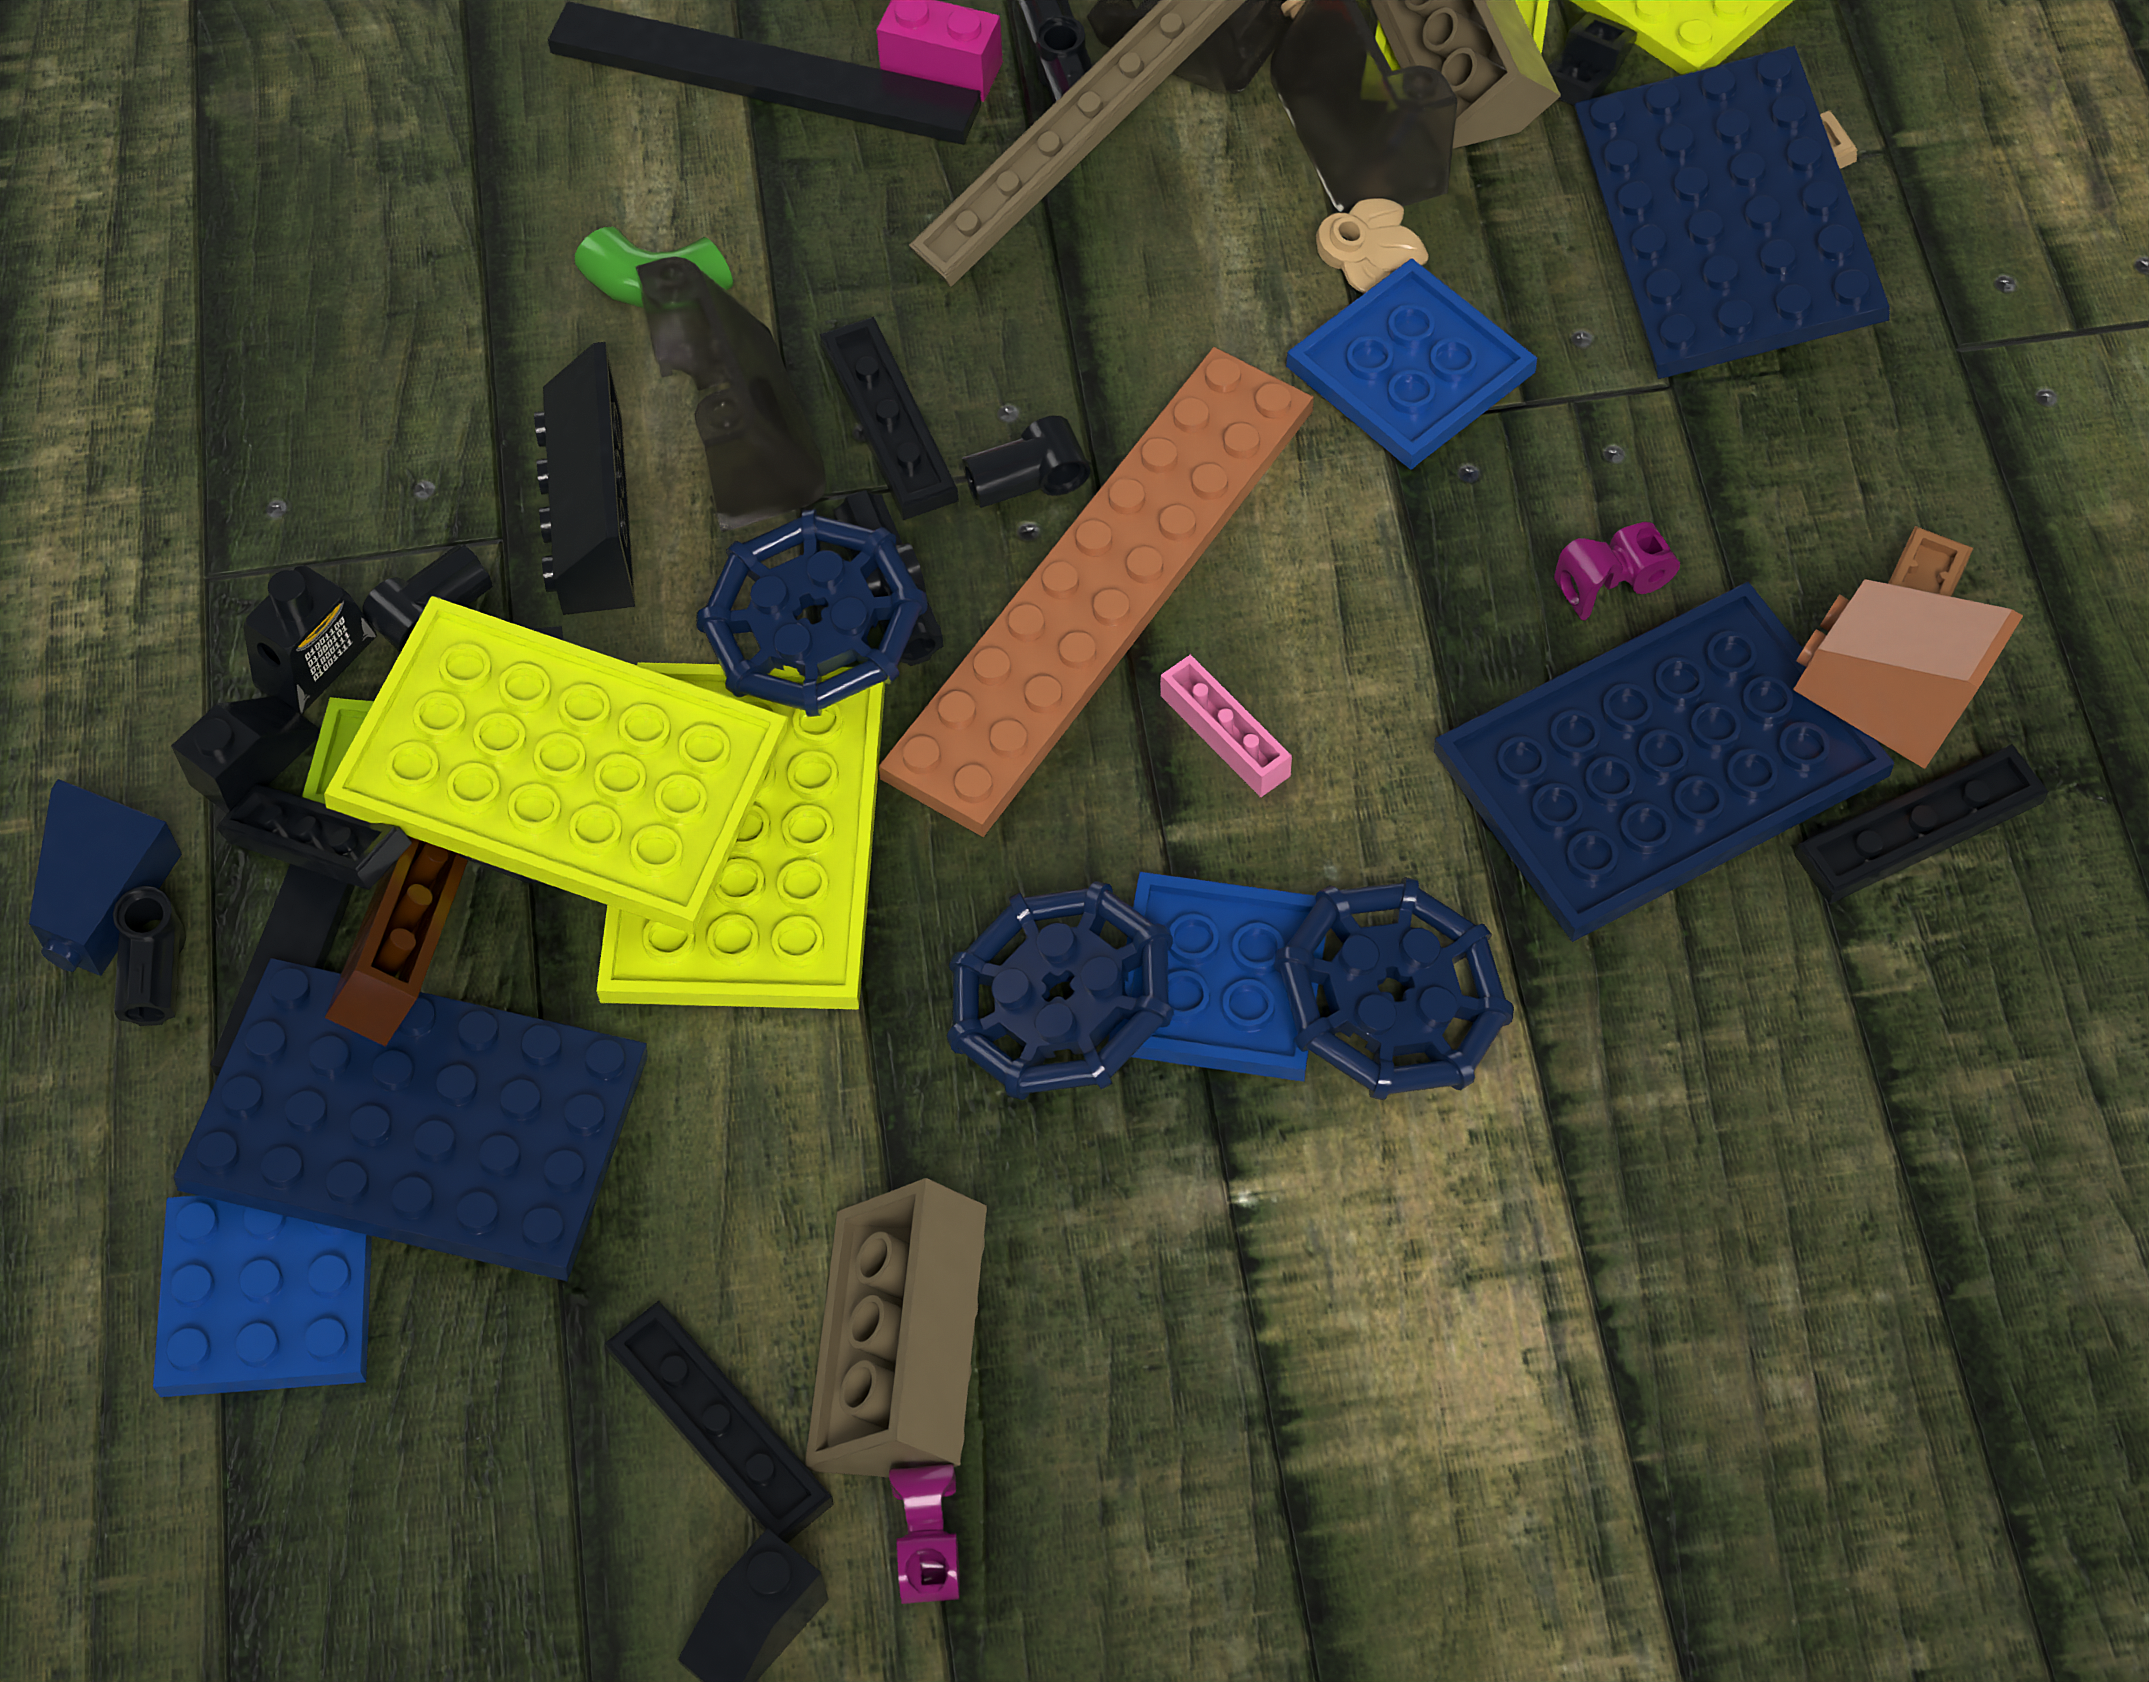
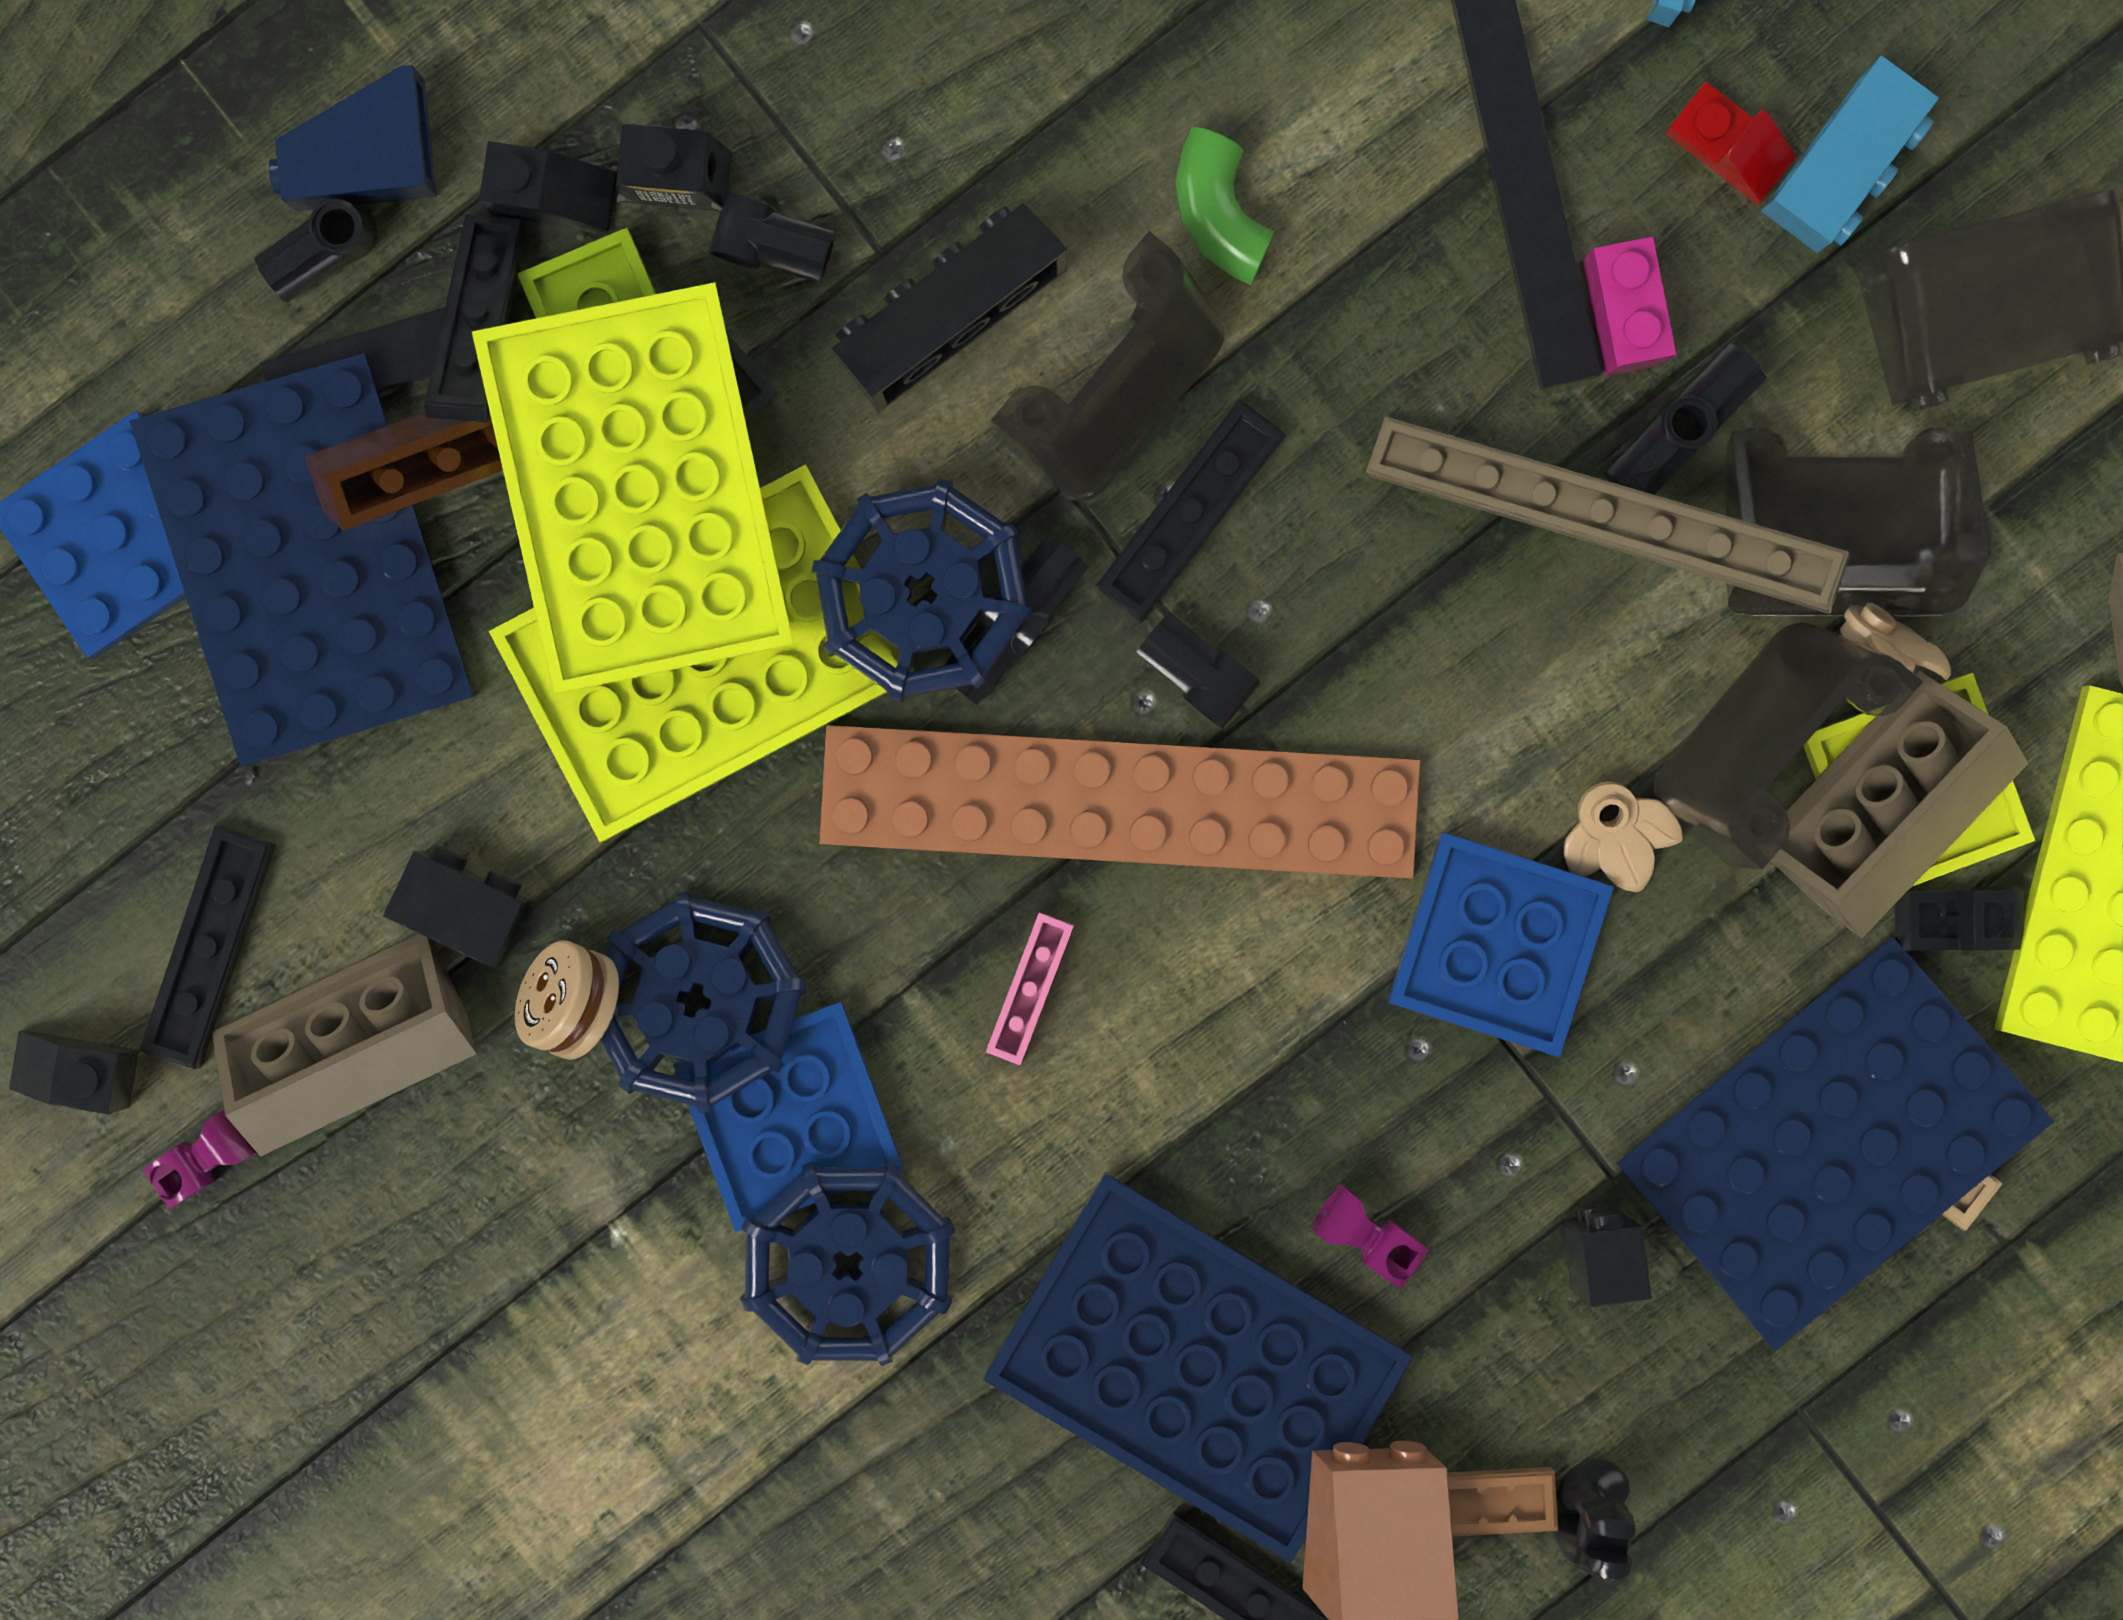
camera: 55 degrees right, 30 degrees up
(834, 1155) = (458, 905): none -> black brick
(986, 1091) = (566, 1000): none -> tan head
(1733, 388) = (1606, 1256): none -> black brick
(1996, 475) = (1604, 1529): none -> black piece

